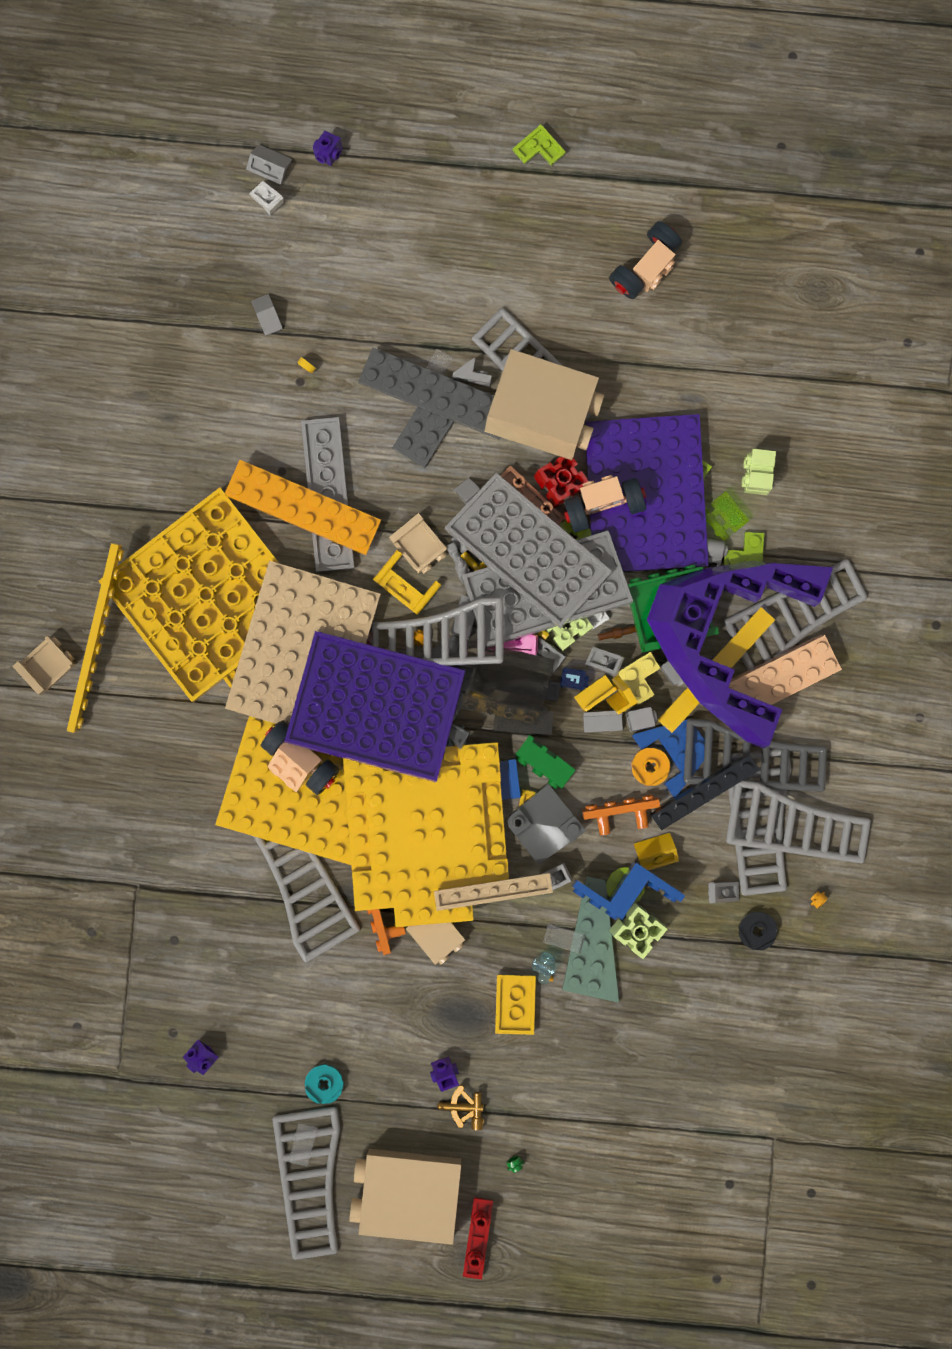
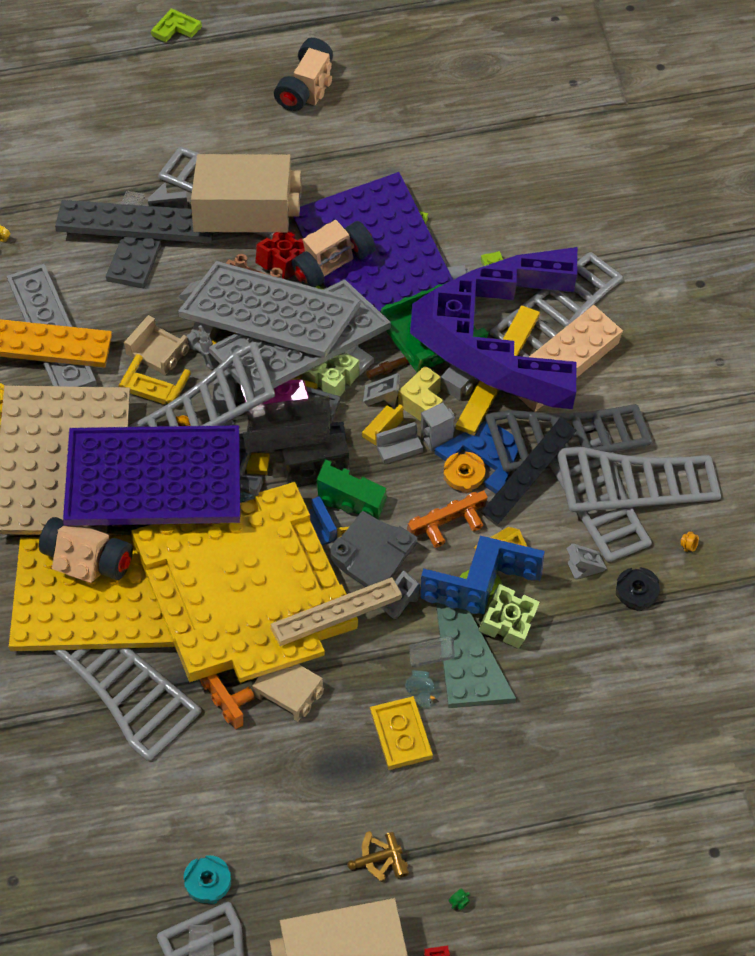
camera: 15 degrees left, 30 degrees down
(200, 1057) = (51, 889): dark purple brick -> none
(444, 1073) = (344, 822): dark purple brick -> none
(574, 679) = (355, 416): clear blue brick -> none
(623, 698) = (413, 405): yellow panel -> none
(729, 512) = (460, 244): clear neon green plate -> none
(759, 471) = (474, 200): yellowish green brick -> none

